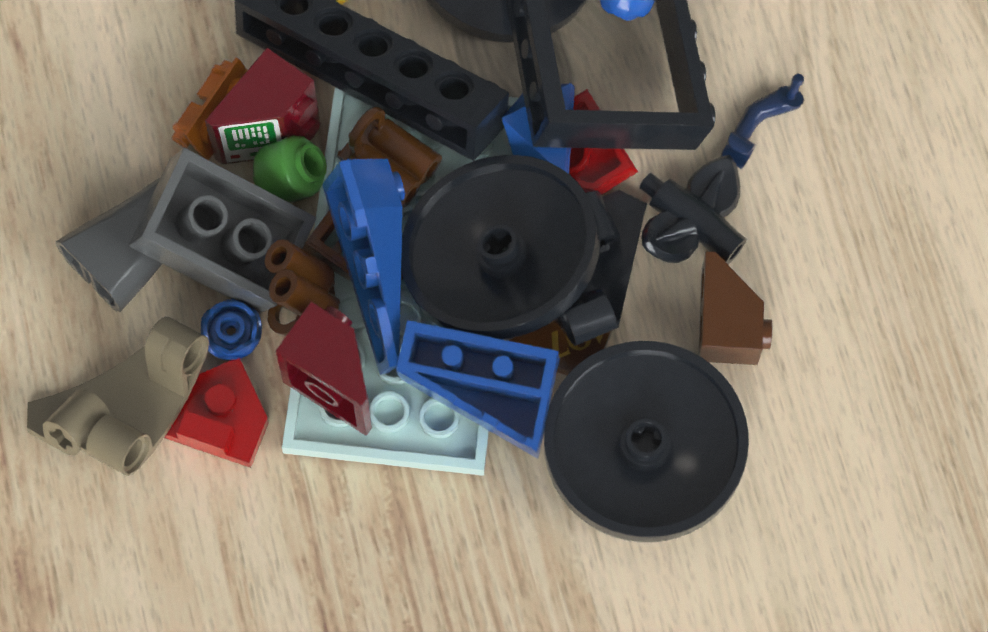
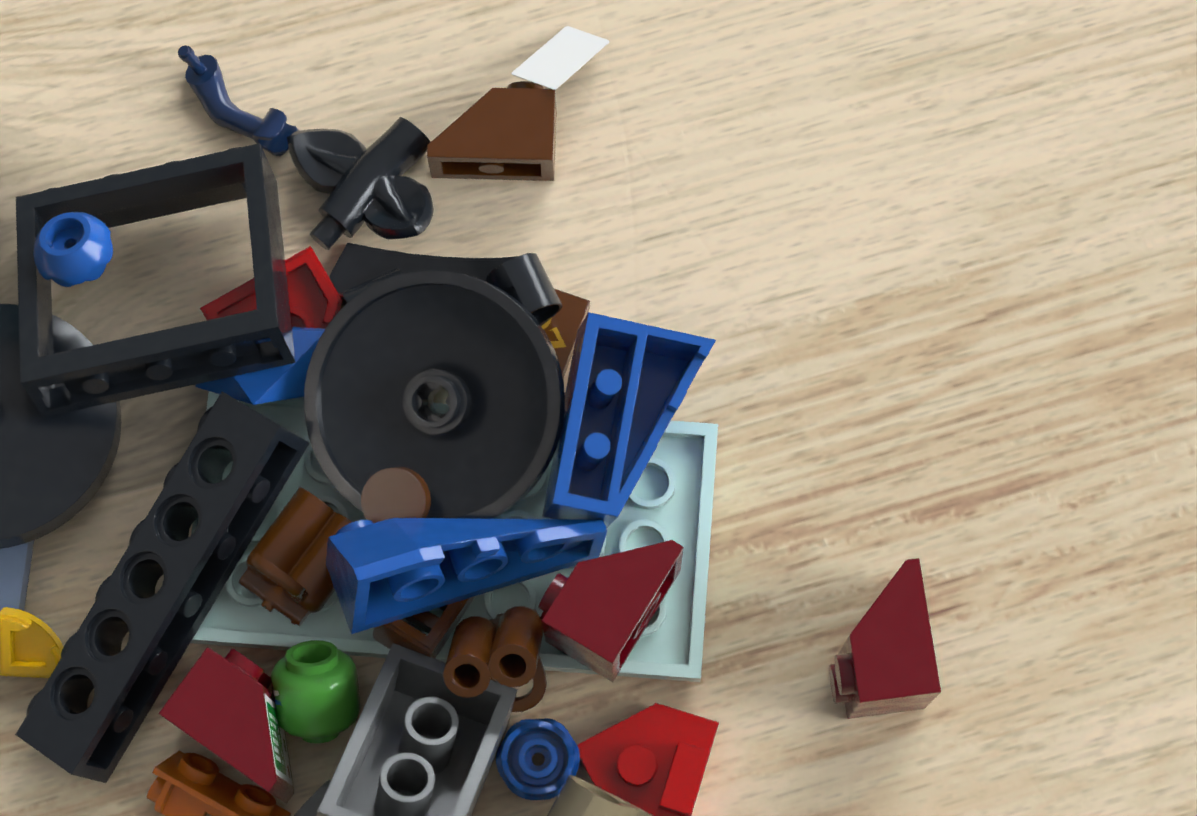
camera: 90 degrees left, 5 degrees up
(290, 583) = (890, 653): none -> dark red slope
(424, 218) = (395, 494): none -> reddish brown tile
(646, 441) = (675, 222): black dish -> none
(796, 361) = (560, 57): none -> white sticker

